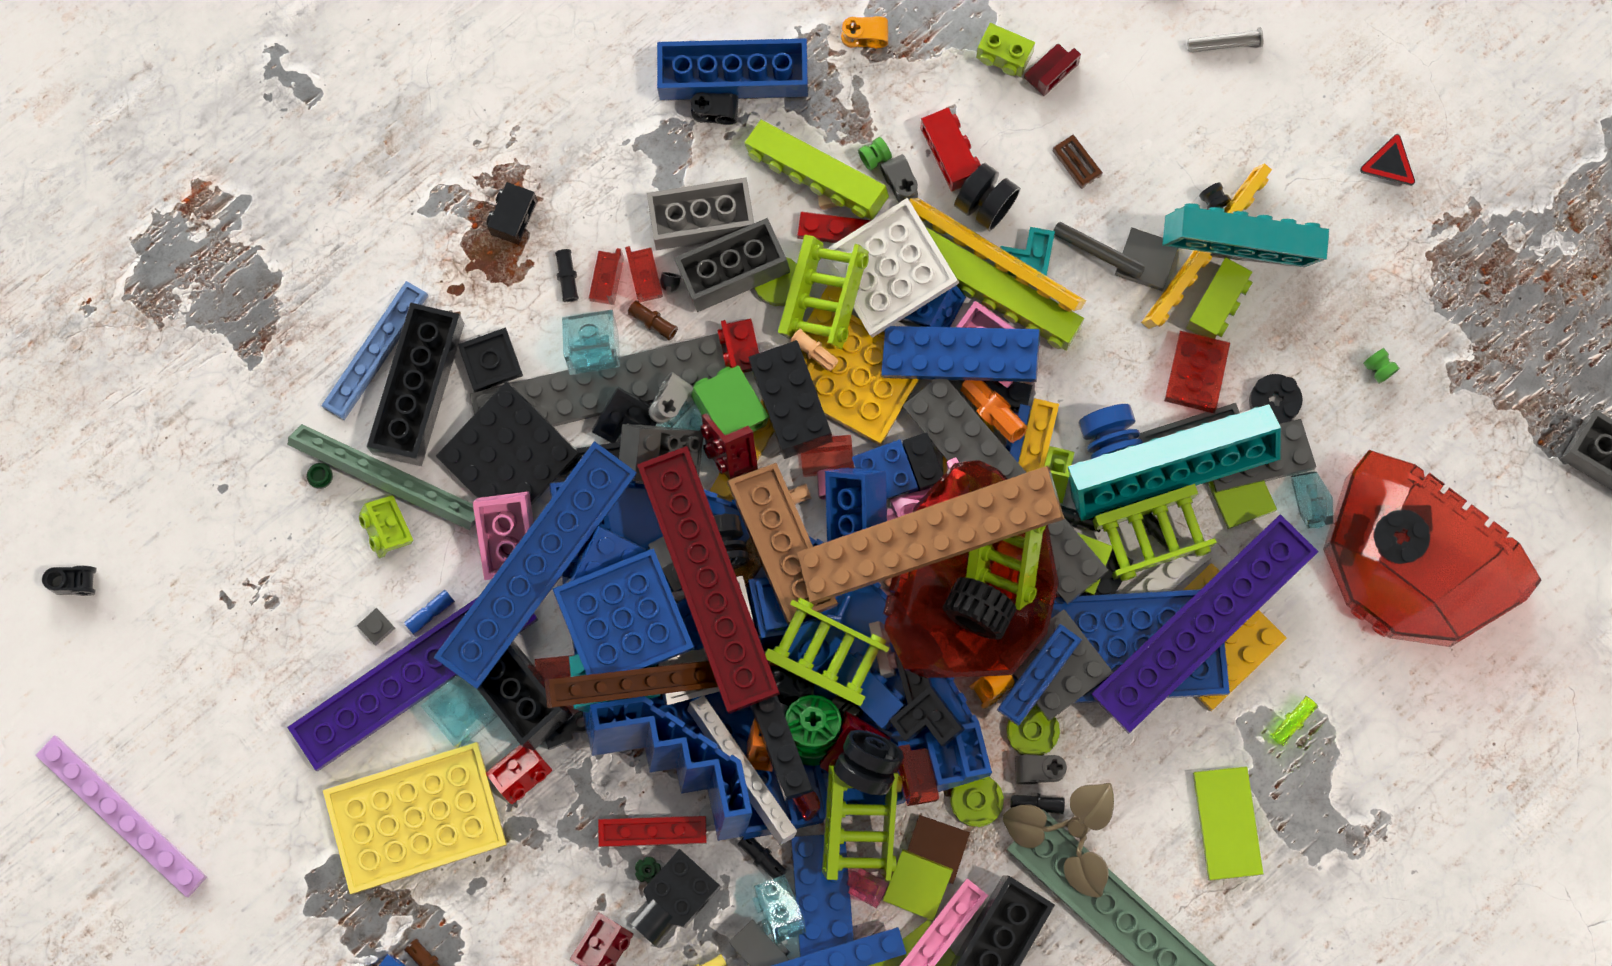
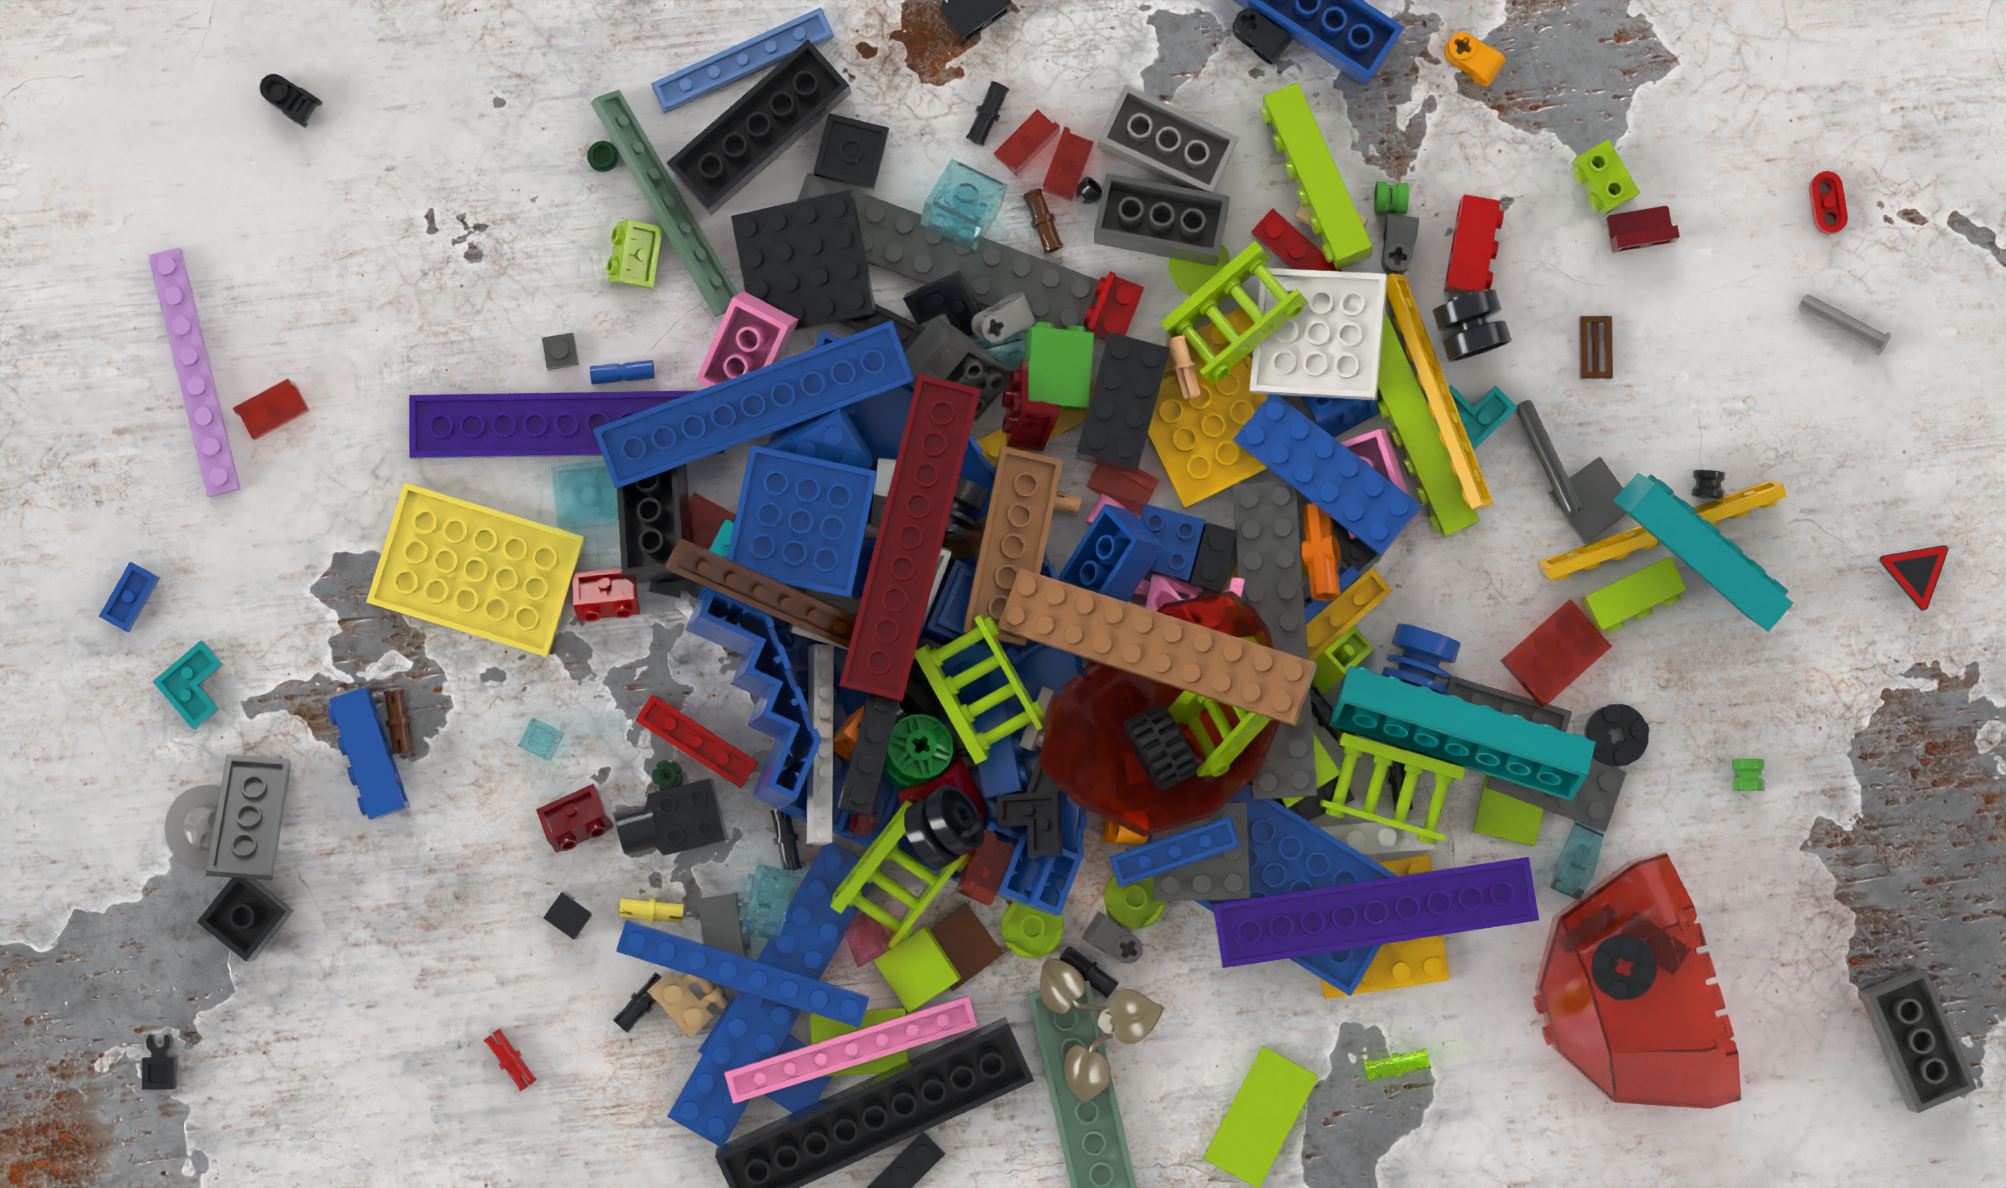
camera: 30 degrees right, 10 degrees up
(193, 803) = (272, 408): none -> clear red panel
(540, 905) = (541, 739): none -> clear light blue brick

